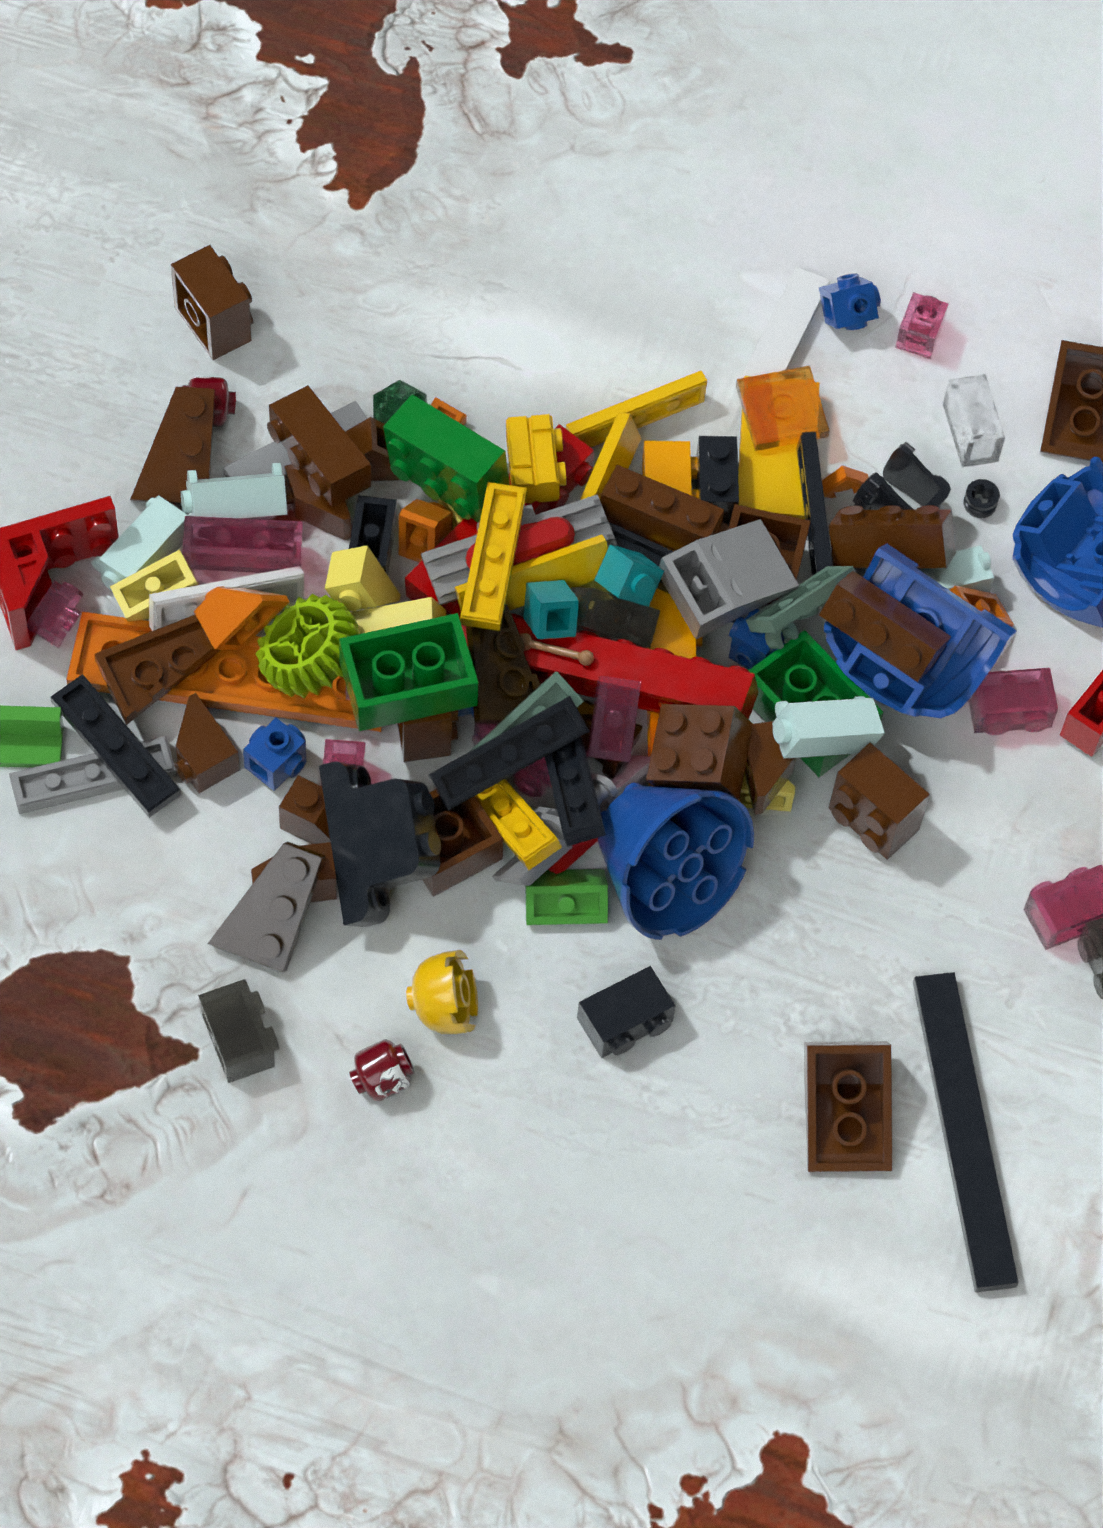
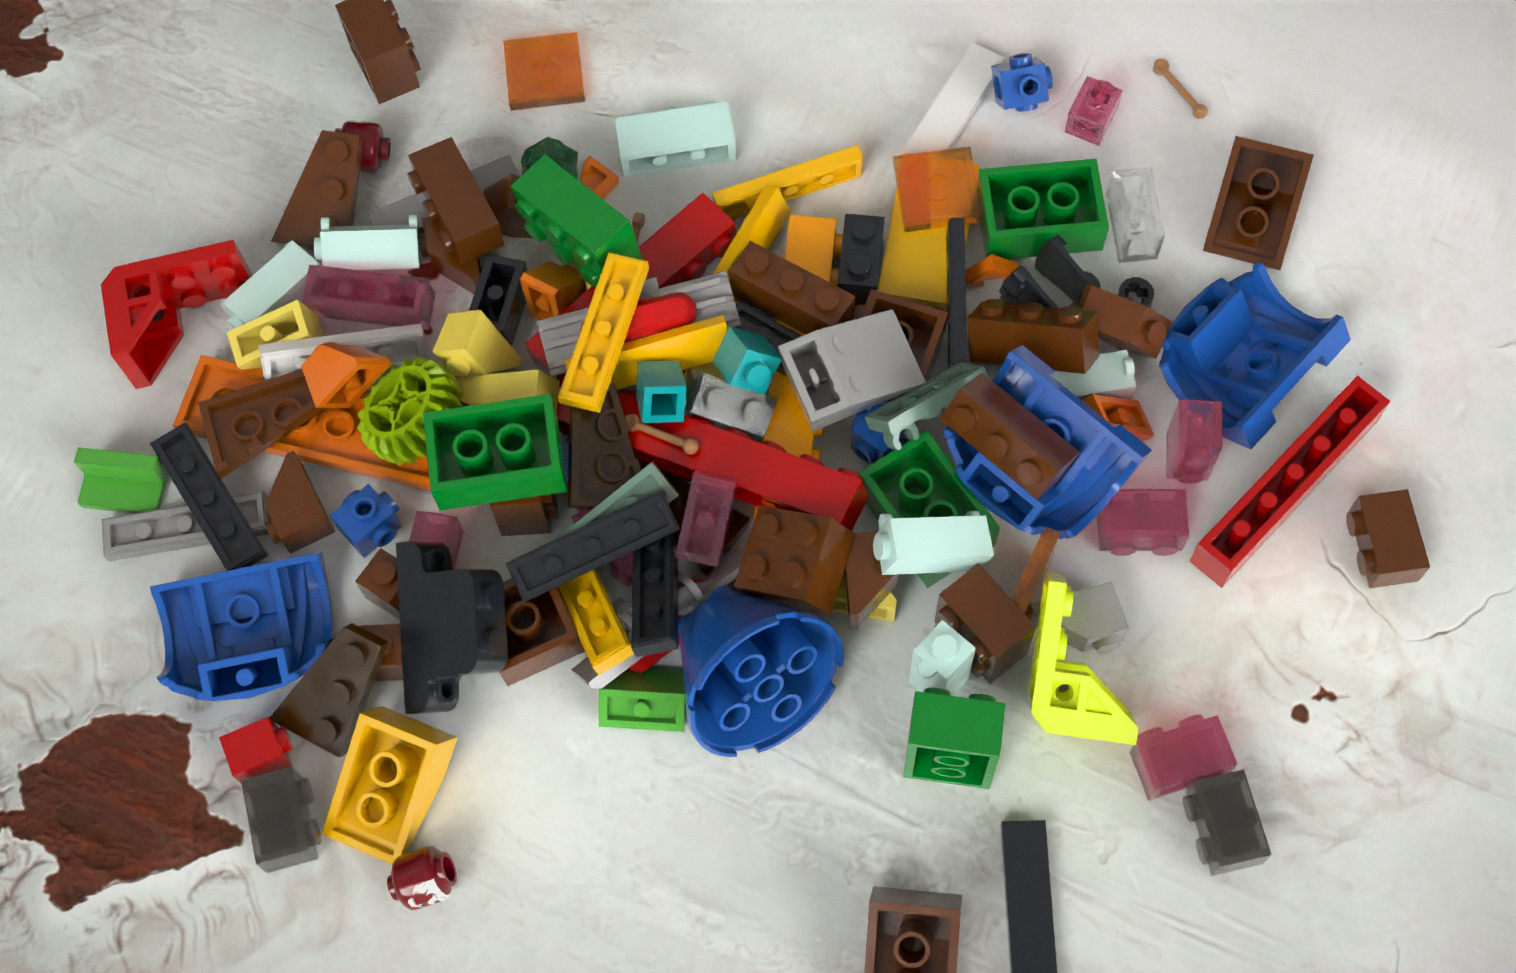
camera: 15 degrees right, 5 degrees up
(56, 612) = (173, 354): clear pink brick -> none
(172, 859) = (244, 628): none -> blue piece
(203, 969) = (257, 749): none -> red brick
(334, 991) = (387, 783): none -> yellow slope
(375, 318) = (544, 71): none -> clear orange tile
(444, 993) = (500, 799): yellow cylinder -> none
(519, 375) = (675, 138): none -> light aqua brick
(533, 457) = (668, 227): yellow brick -> none
(626, 1013) = (688, 836): black brick -> none
(843, 840) = (941, 660): none -> light aqua brick
(865, 901) = (954, 738): none -> green brick
(880, 414) = (1038, 201): none -> green brick
(923, 743) = (1035, 569): none -> clear orange tile
(969, 792) = (1094, 620): none -> light grey slope
(978, 520) = (1126, 322): none -> reddish brown slope
(981, 281) = (1161, 68): none -> medium nougat hinge
(983, 859) = (1087, 705): none -> neon yellow bracket
(1052, 623) = (1193, 440): none -> clear pink brick

